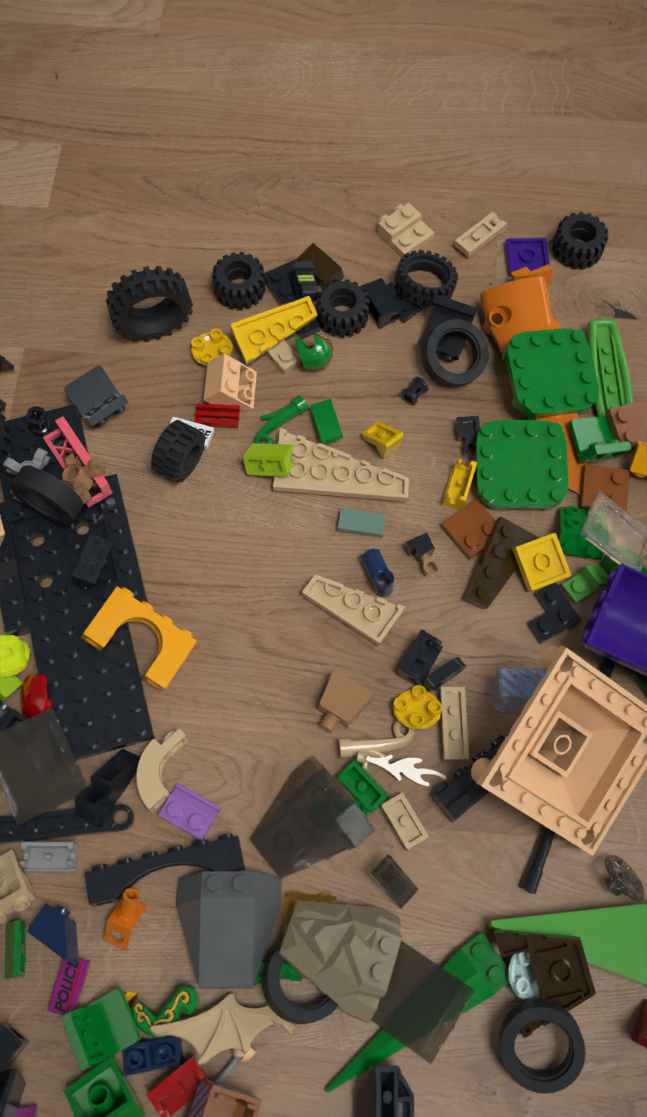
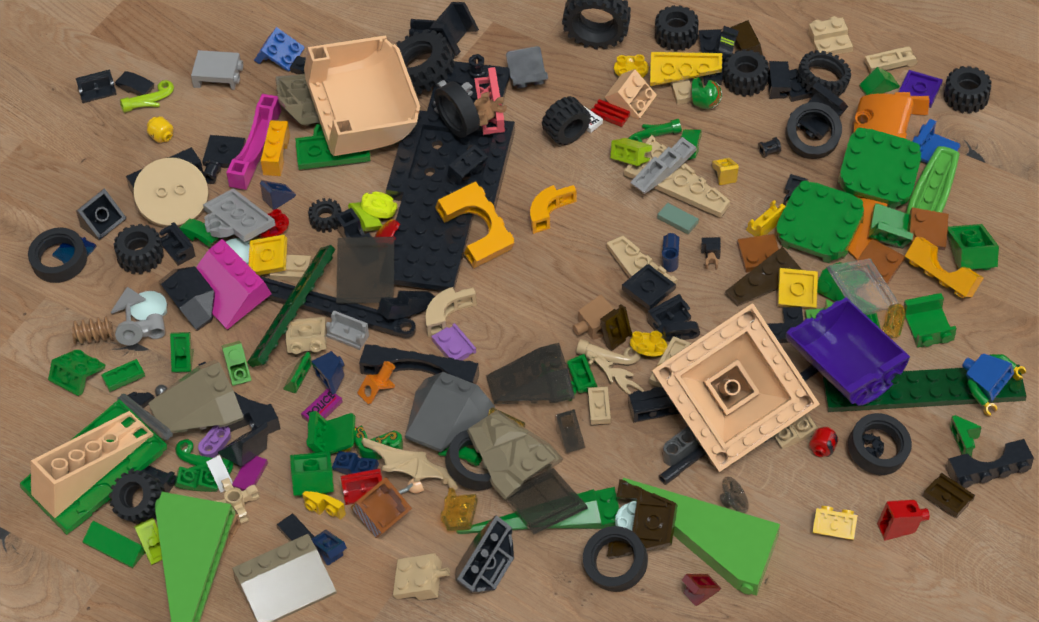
camera: 30 degrees right, 15 degrees down
(203, 570) = (546, 202): none -> light orange arch
(316, 465) = (663, 166): none -> light grey slope
(318, 1066) = (459, 511): none -> clear yellow bracket
(372, 708) = (616, 327): none -> dark brown plate
(382, 634) = (648, 286): none -> black plate
(483, 267) = (878, 82): none -> green slope
(526, 838) = (679, 446): none -> dark grey beam
(577, 316) = (930, 141): none -> blue bracket

